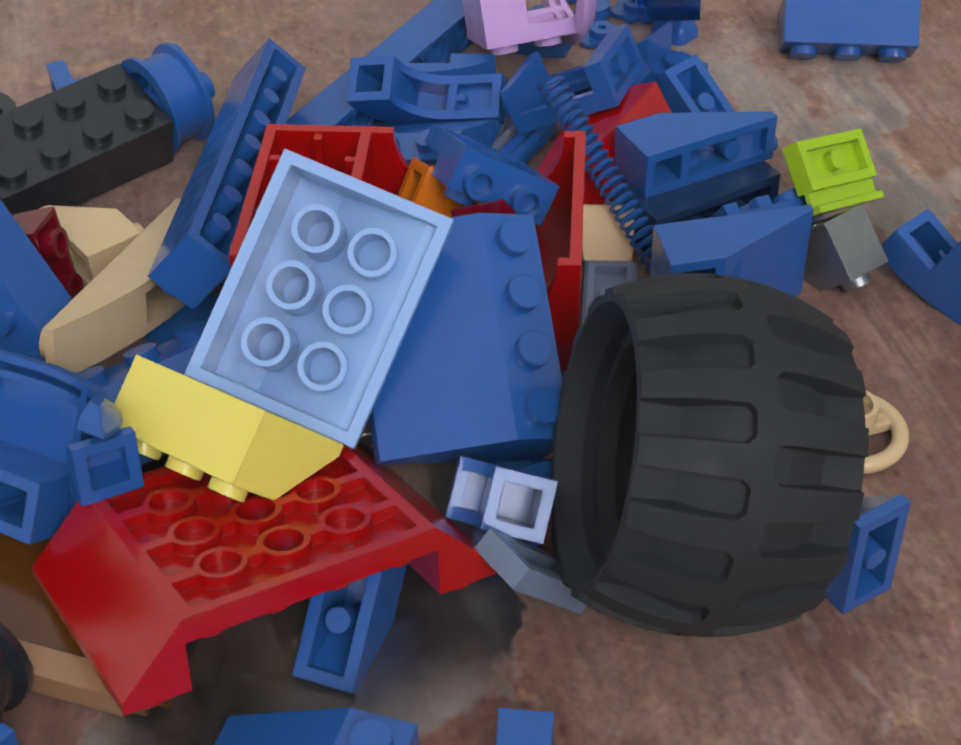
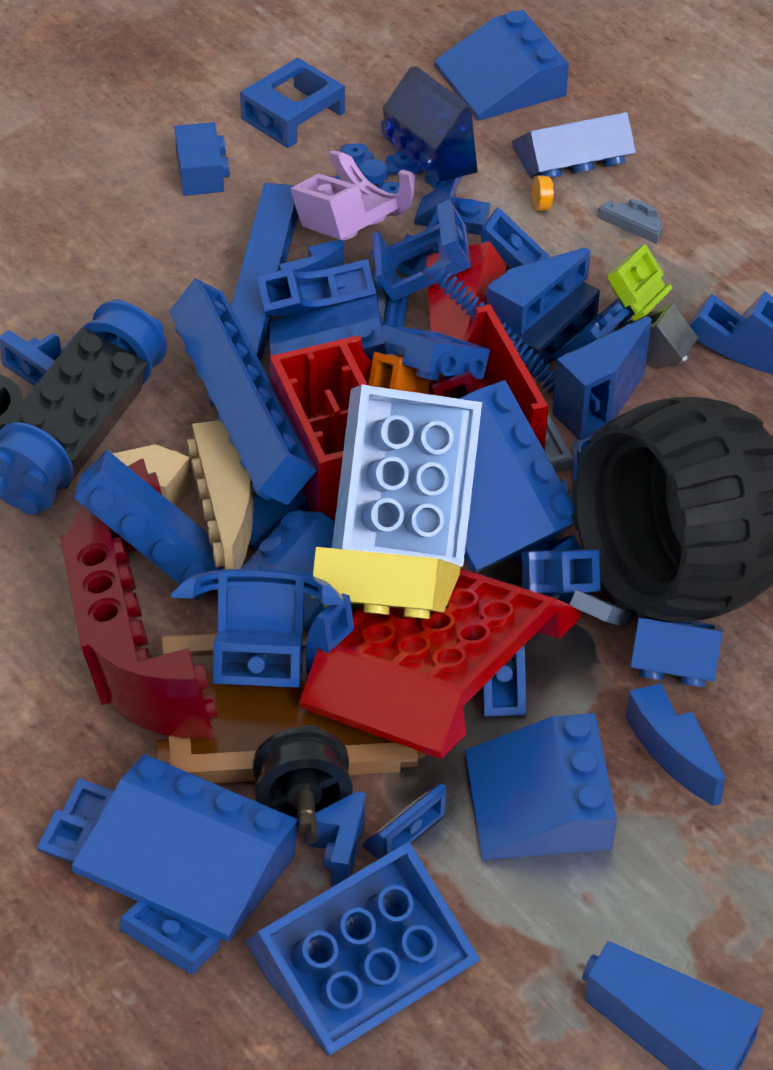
camera: 25 degrees left, 5 degrees up
(623, 670) = (677, 649): none -> blue slope
(778, 66) = (542, 193): none -> light orange tile
(888, 119) = (634, 217): none -> sand blue tile

